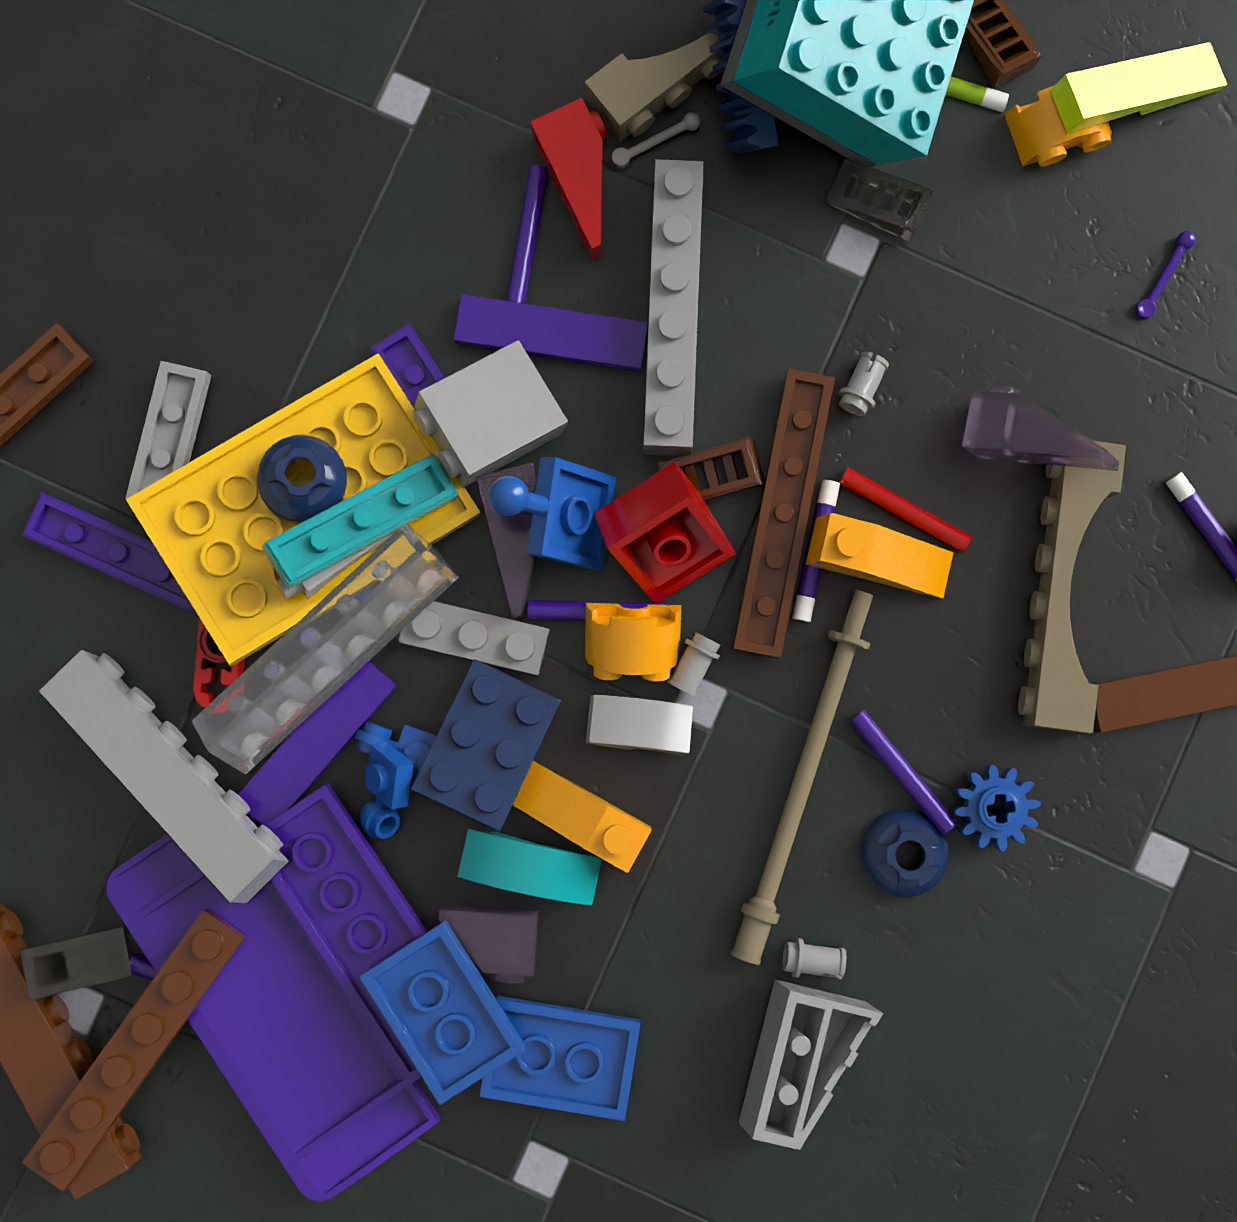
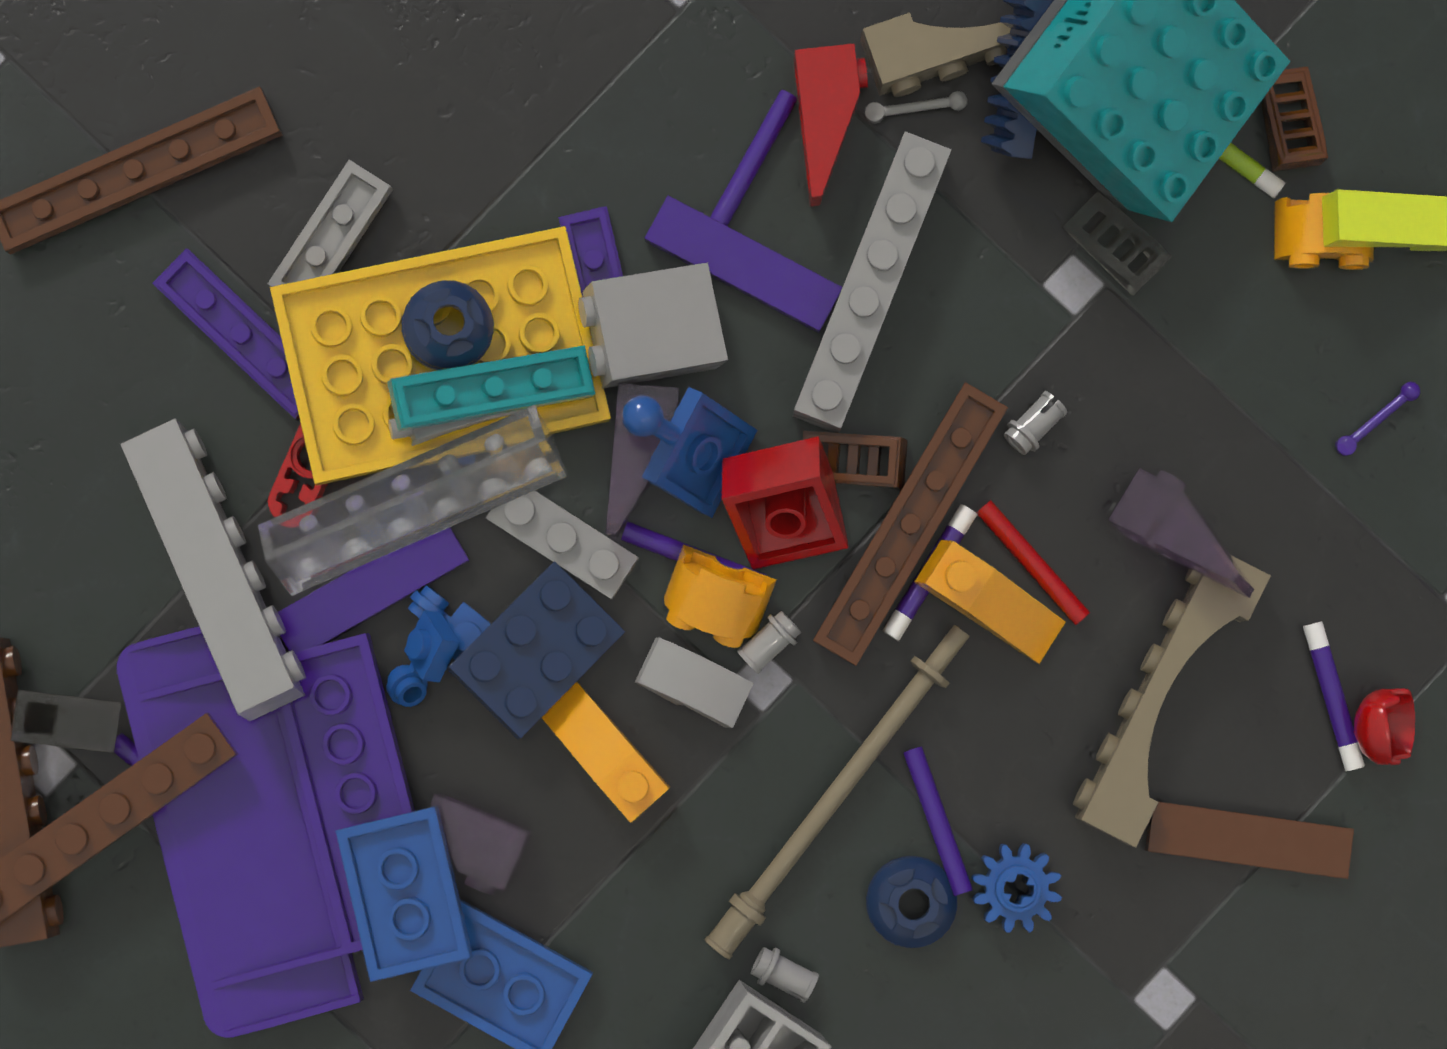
camera: 20 degrees right, 0 degrees up
(529, 867) = (537, 784): teal brick -> none

